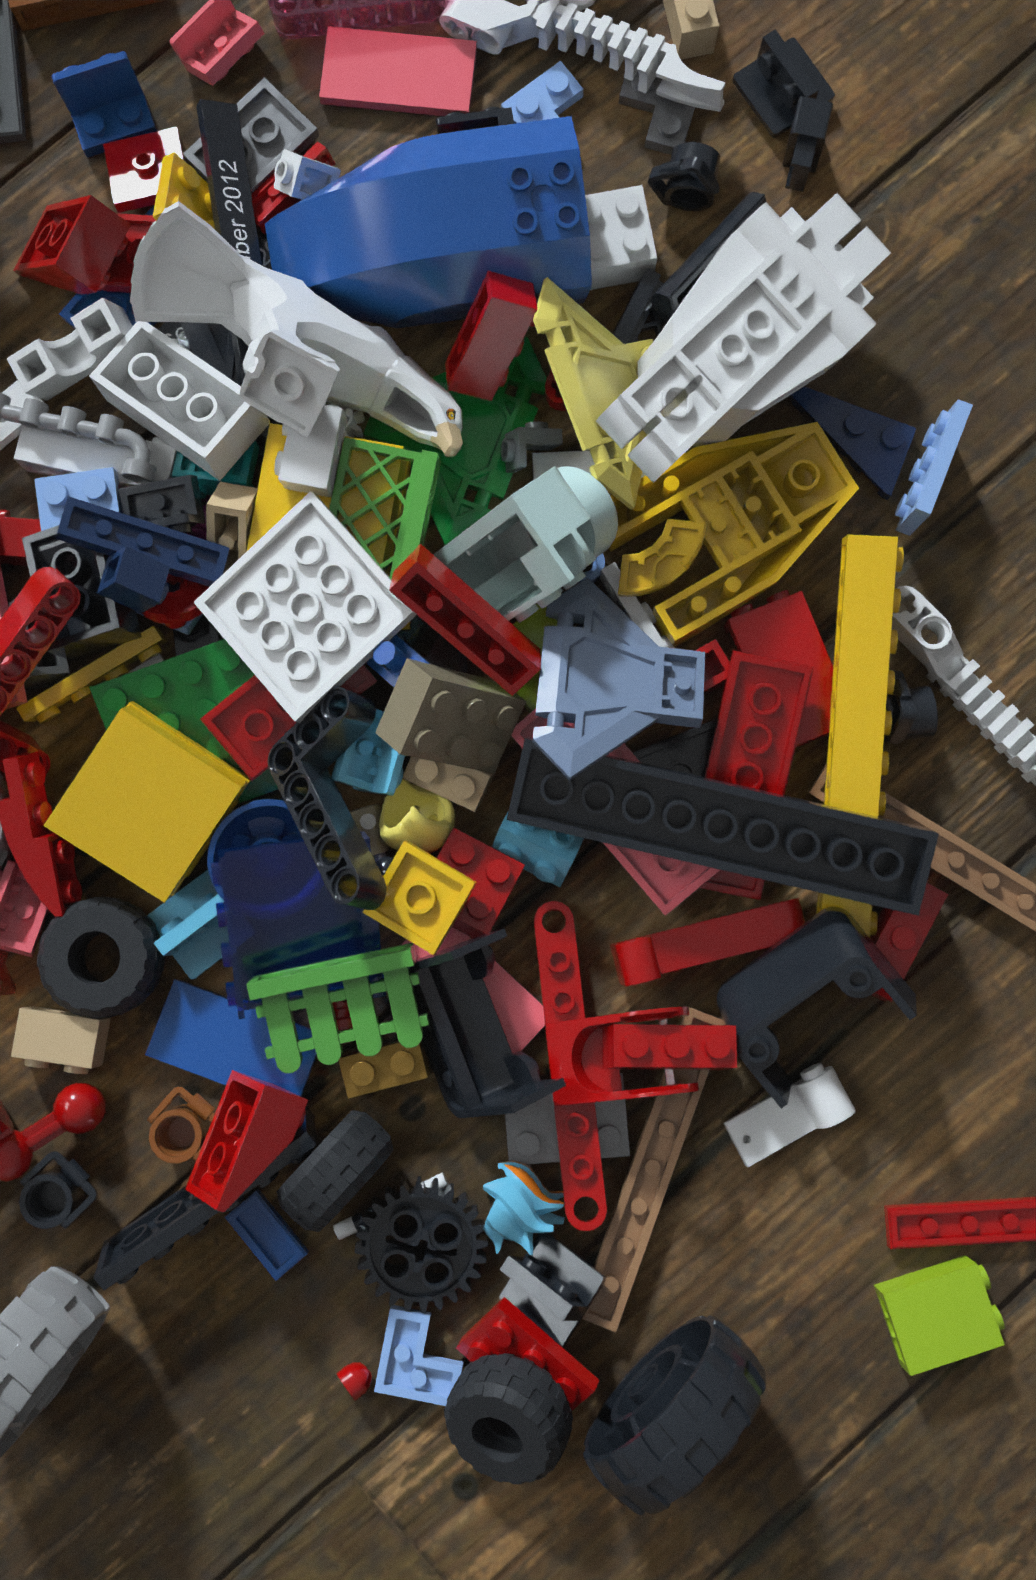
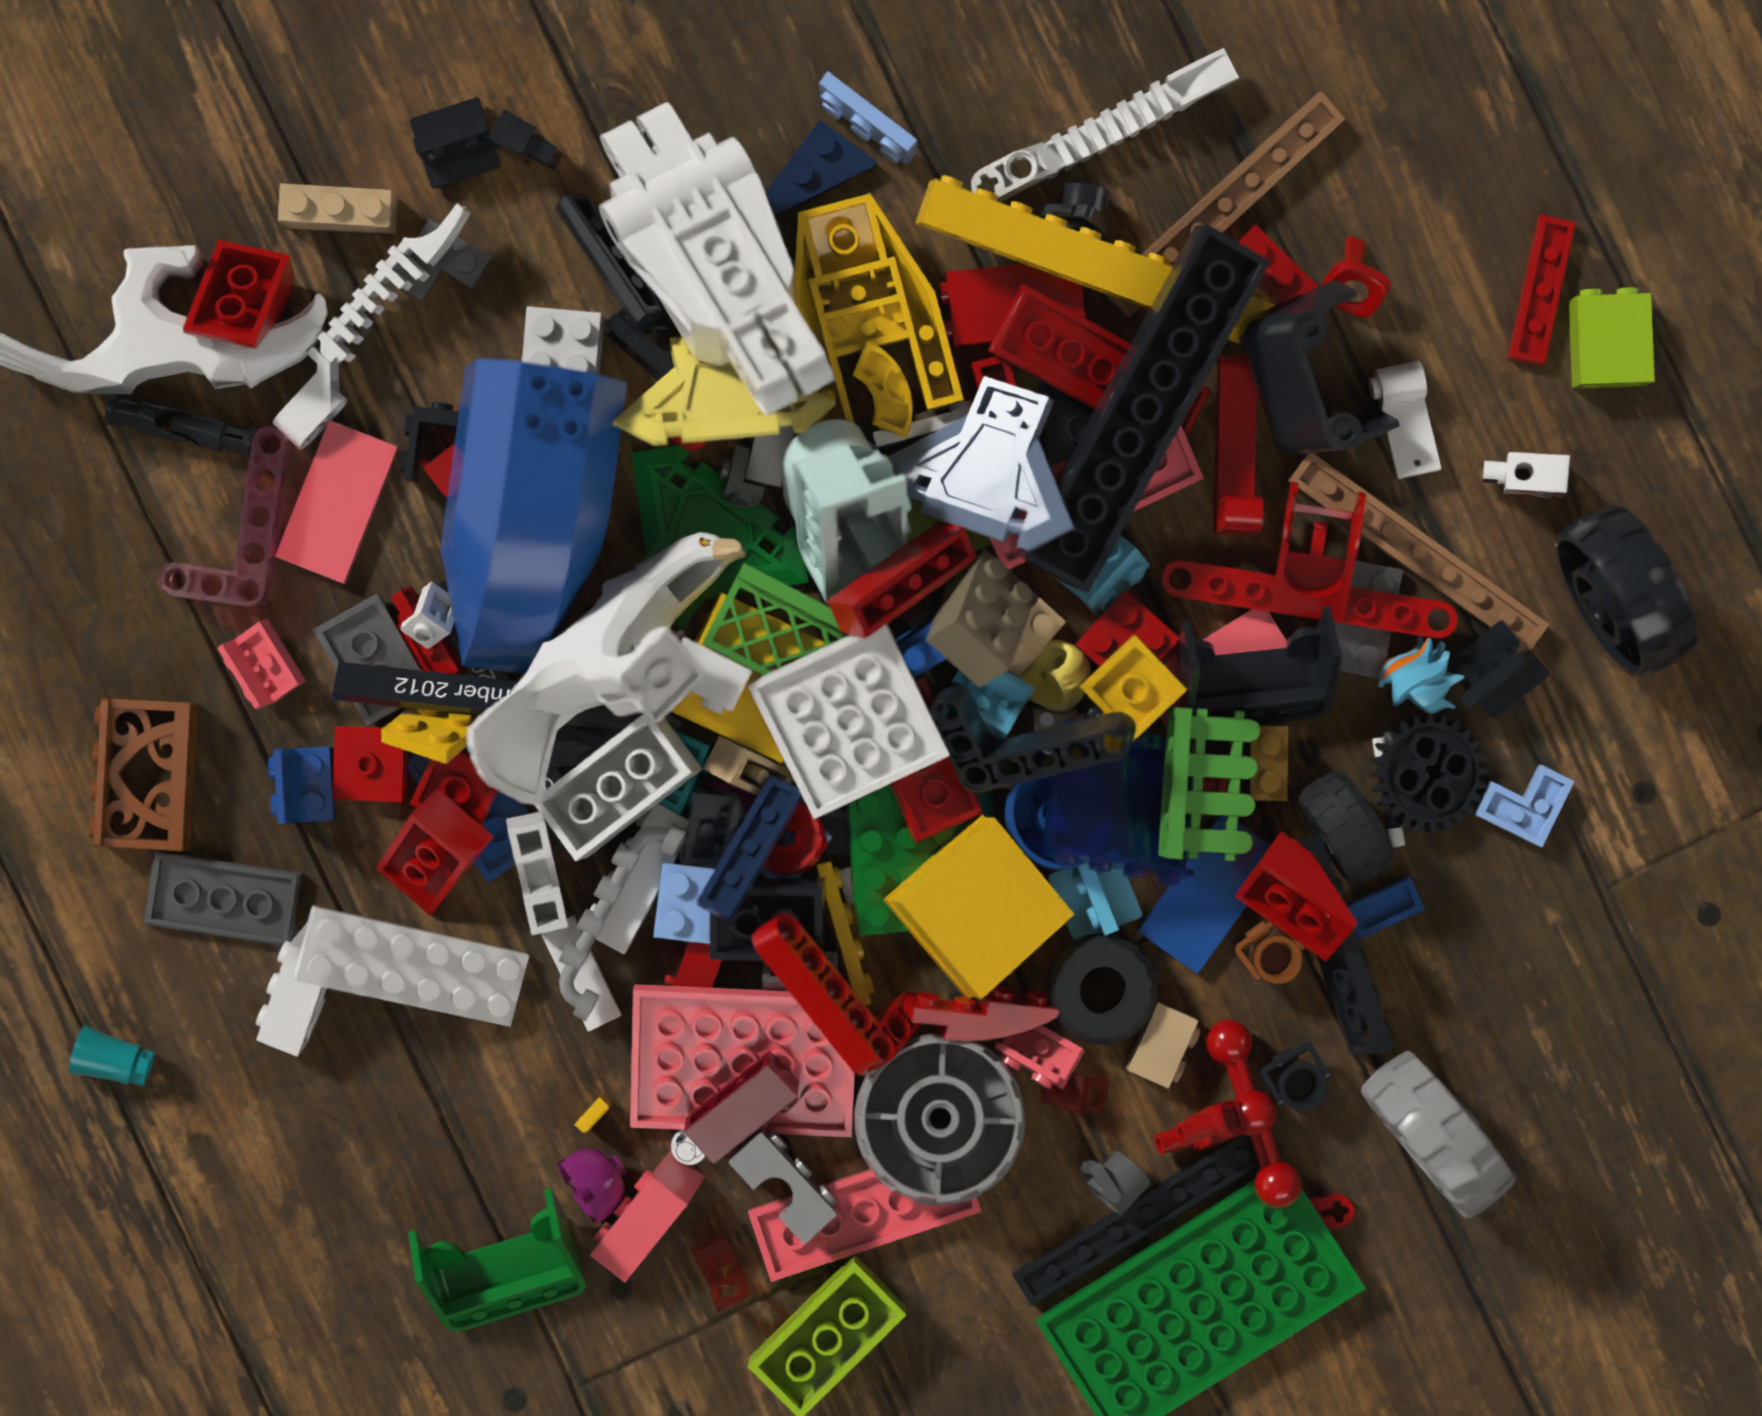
camera: 75 degrees left, 5 degrees up
(134, 580) = (784, 864): dark blue brick -> none
(355, 1379) = (1527, 861): red hinge -> none
(491, 336) = (643, 487): red brick -> none
(508, 1418) = (1594, 734): black tyre -> none
(512, 1332) = (1554, 708): red plate -> none
(545, 96) = (416, 384): light blue plate -> none
(669, 1047) = (1321, 507): red brick -> none
(689, 177) = (525, 259): black piece -> none
(774, 1285) = (1546, 471): none -> white torso
(932, 1014) = (1353, 269): none -> red piece

